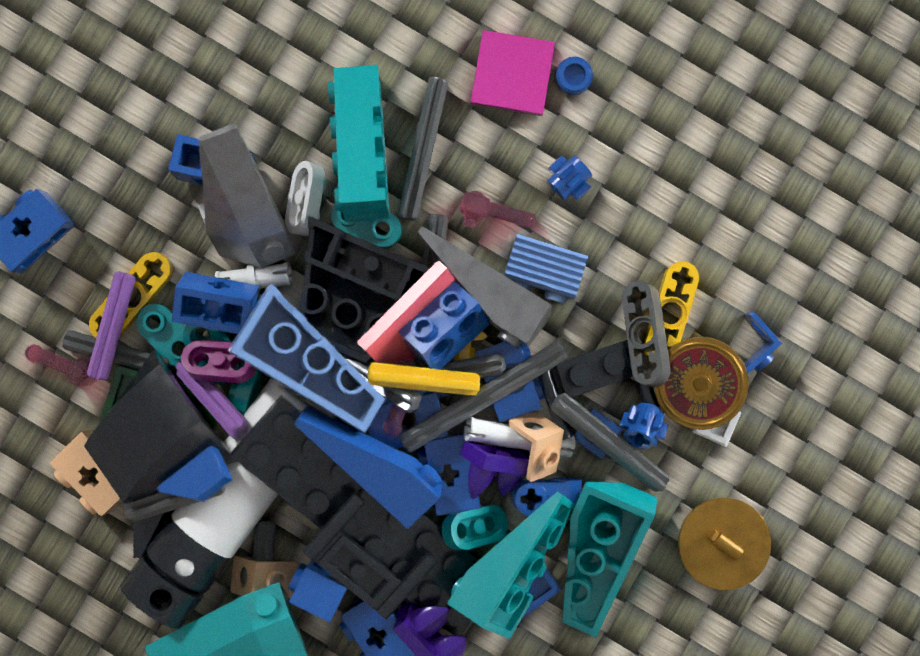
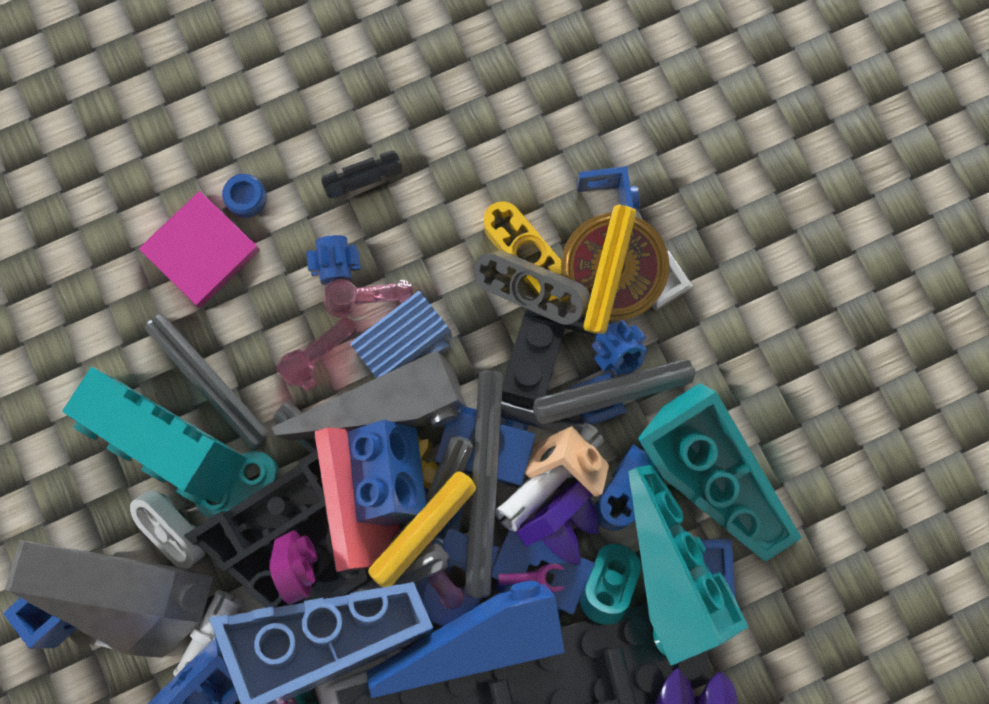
camera: 50 degrees left, 10 degrees down
(341, 309) = (293, 566): none -> magenta plate
(443, 473) = (539, 576): none -> magenta hand
(548, 203) = (343, 296): none -> clear pink piece
(648, 150) = (361, 174): none -> black axle
(694, 383) = (609, 269): none -> yellow axle
(724, 543) = (786, 350): pearl gold shield -> none

